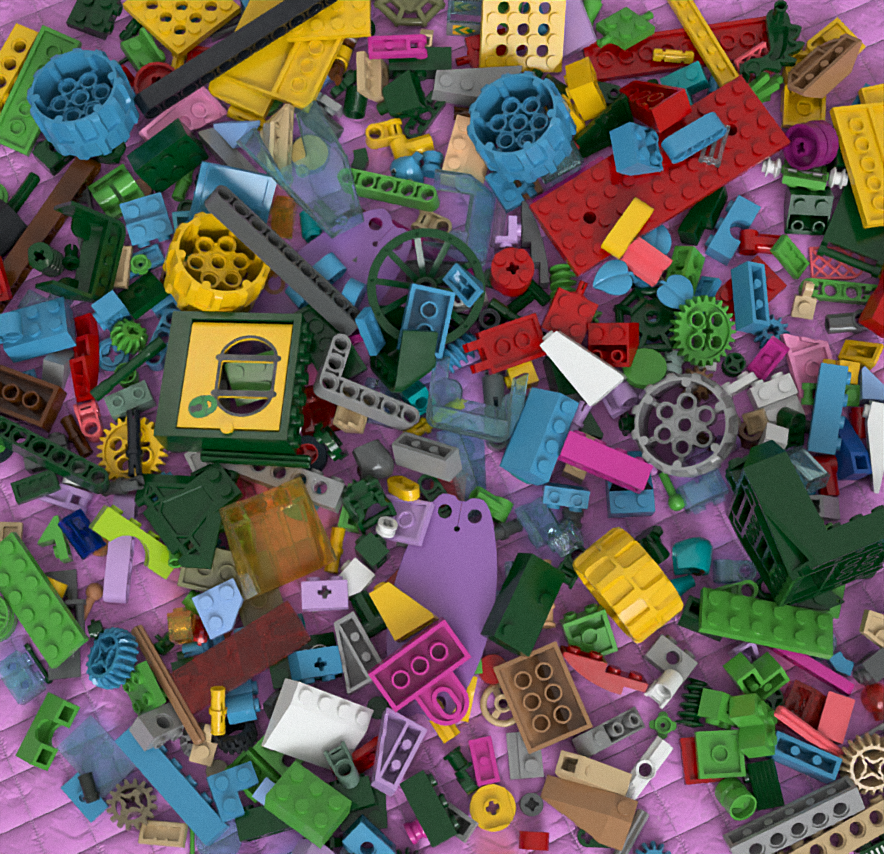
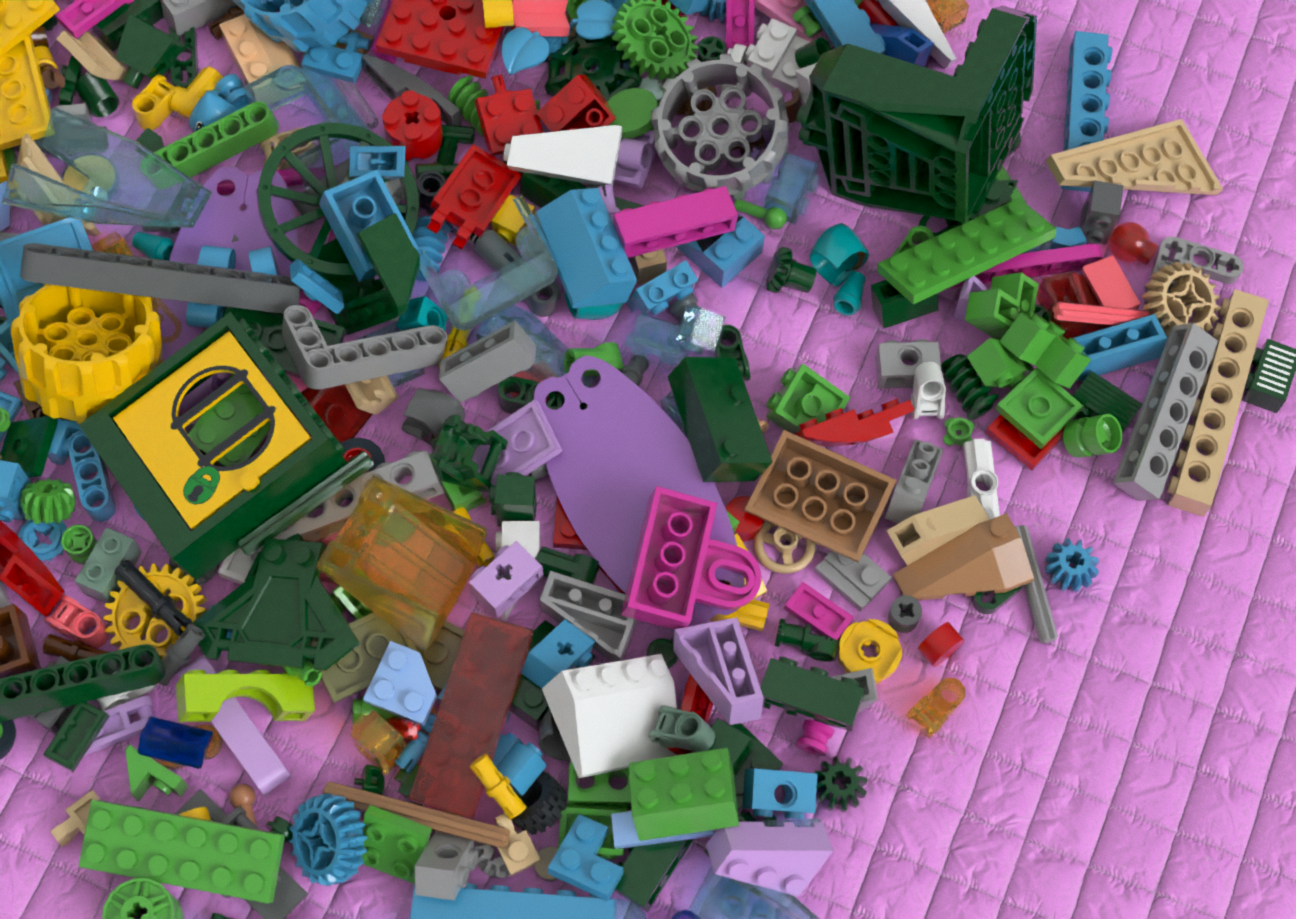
camera: 40 degrees left, 10 degrees down
(147, 353) = (68, 563): dark green piece -> none
(331, 440) = (370, 428): dark green plate -> none
(386, 527) = (509, 460): white bush -> none
(400, 612) = (600, 530): yellow slope -> none
(403, 488) = (492, 414): yellow beam -> none
(512, 236) = (379, 95): lavender bracket -> none
(626, 423) = (659, 183): dark green plate -> none
(628, 584) = (805, 311): yellow wheel -> none
(728, 571) = (888, 235): clear light blue piece -> none
(755, 421) = (784, 82): tan tile -> none

